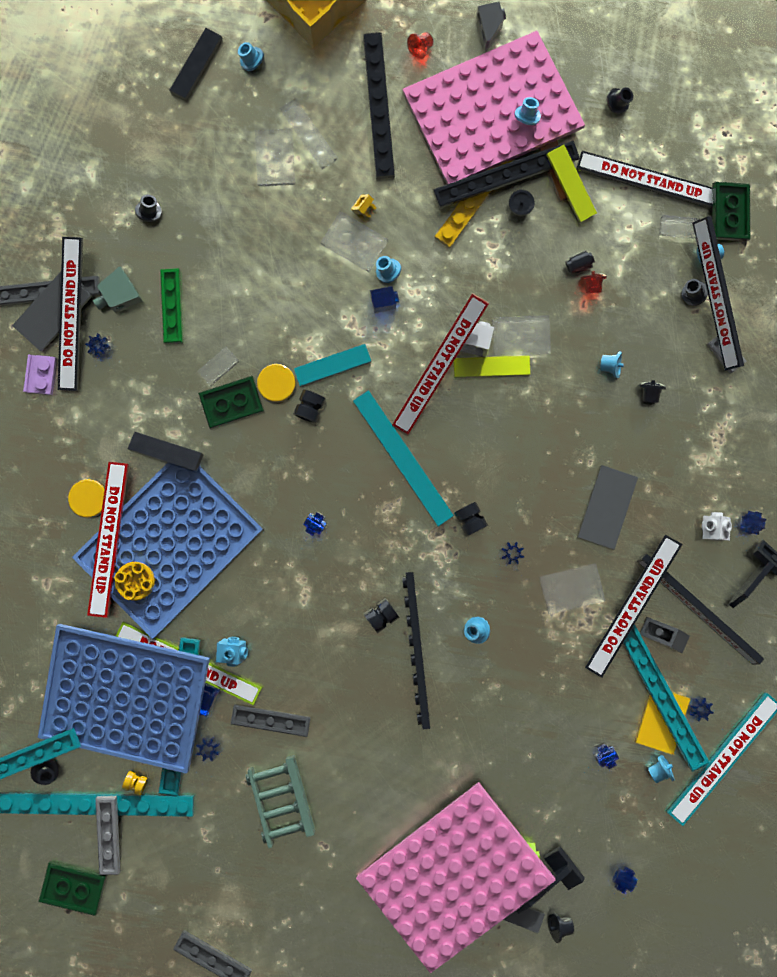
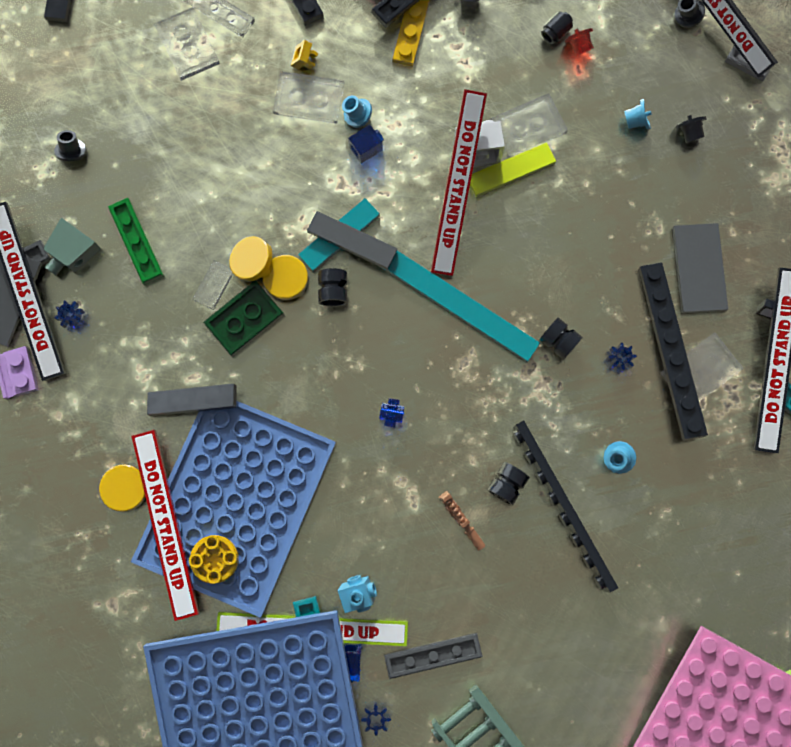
camera: 25 degrees left, 5 degrees down
(255, 358) = (251, 259): none -> yellow tile
(333, 622) = (455, 511): none -> nougat piece
(340, 374) = (352, 240): none -> dark grey tile
(554, 564) = (672, 352): none -> black plate

